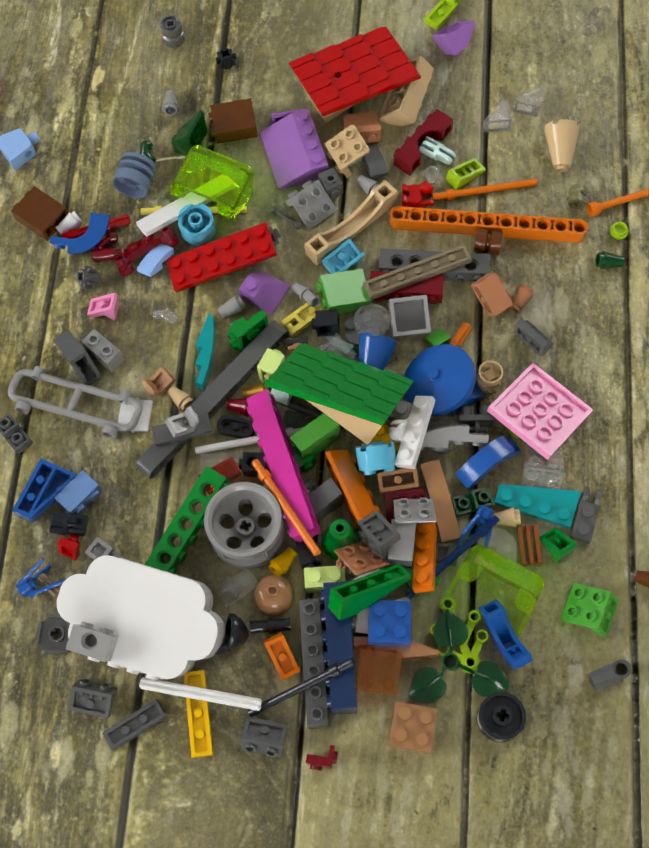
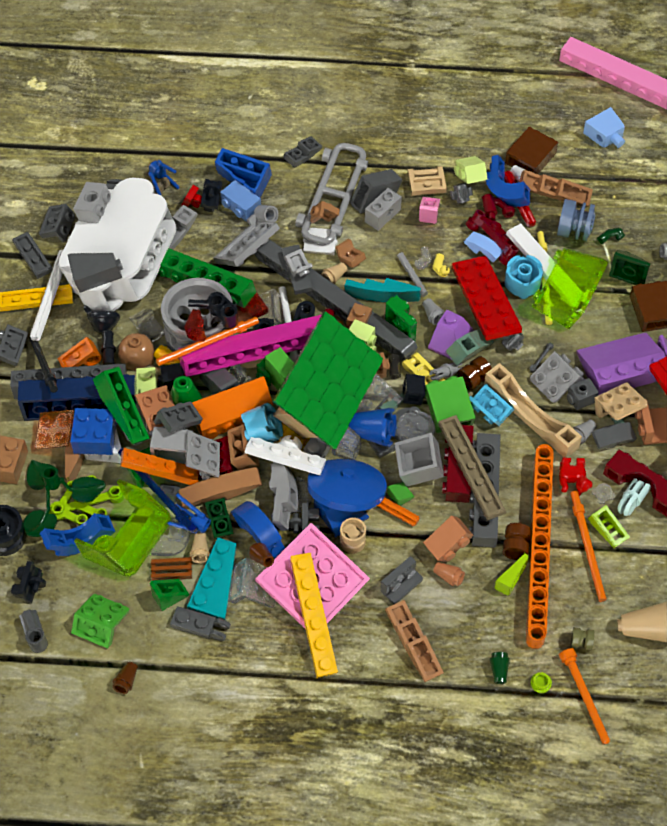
camera: 85 degrees right, 10 degrees down
(62, 264) = (470, 169): none -> yellowish green brick
(71, 310) = (427, 181): none -> tan plate
(89, 193) = (556, 188): none -> medium nougat slope
(105, 410) = (323, 210): none -> medium nougat bracket
(109, 472) = (258, 233): none -> light grey hinge
(176, 302) = (440, 269): none -> light yellow arm
(182, 327) = (415, 279): none -> light grey bar
(193, 629) = (94, 269): none -> dark grey slope
(244, 370) = (359, 313): none -> medium nougat bracket
(256, 489) = (219, 307): none -> black beam
(271, 514) = (194, 326): none -> clear red bracket
(282, 271) = (468, 346): none -> sand green slope
(307, 270) = (475, 372): none -> reddish brown wheel
(520, 246) = (510, 577): none -> lime slope
(525, 451) = (259, 553): none -> reddish brown cone
(547, 683) = (30, 582): none -> black hips
(576, 408) = (313, 615): none -> yellow plate
(590, 328) = (414, 641): none -> medium nougat slope

